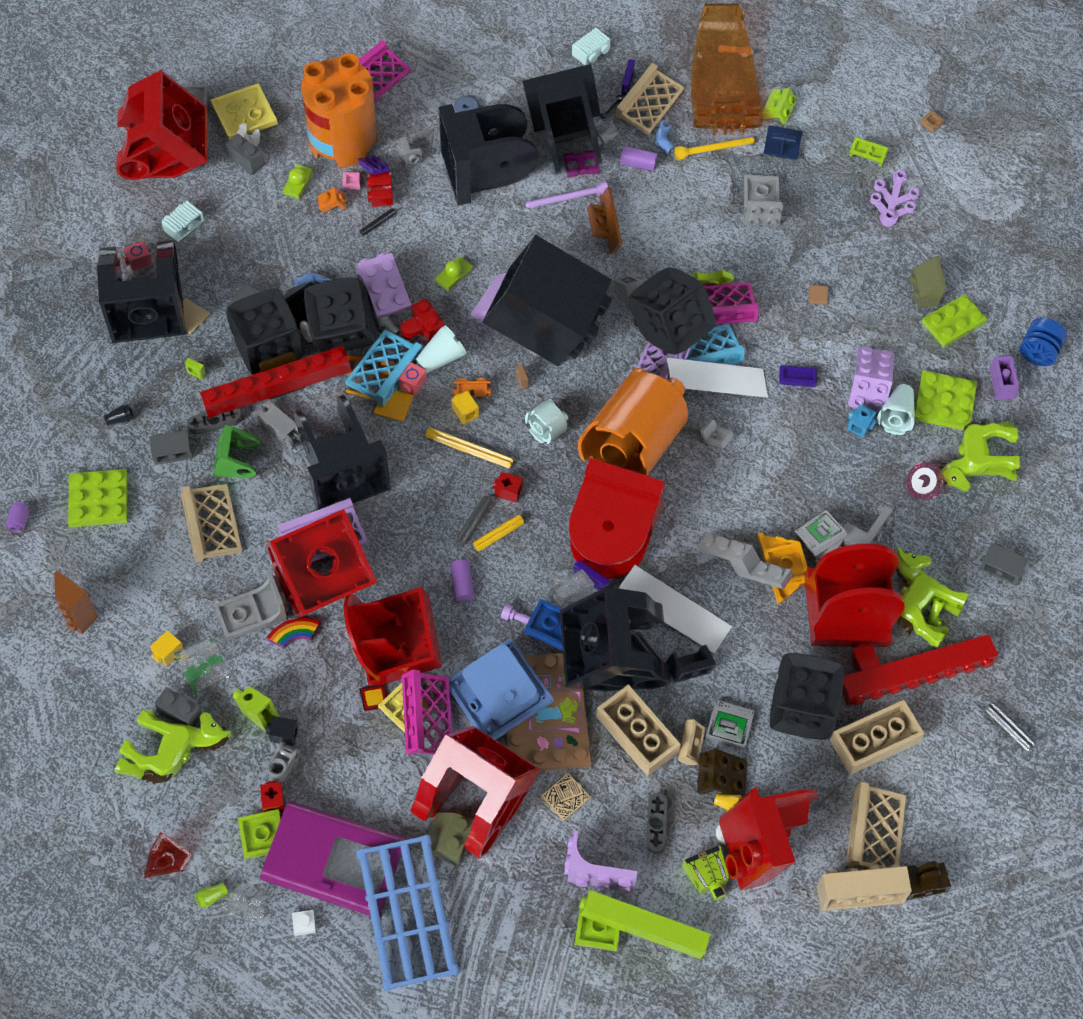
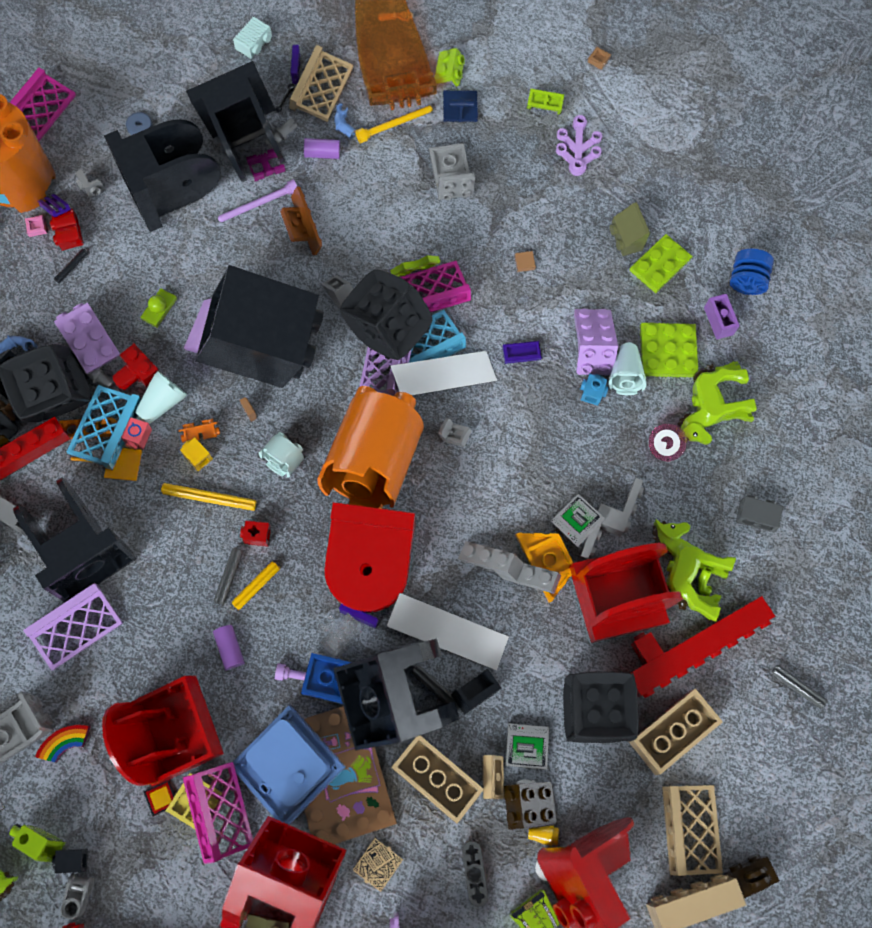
camera: 15 degrees left, 10 degrees up
(293, 556) = (77, 650): red brick -> none
(331, 199) = (18, 250): orange bracket -> none

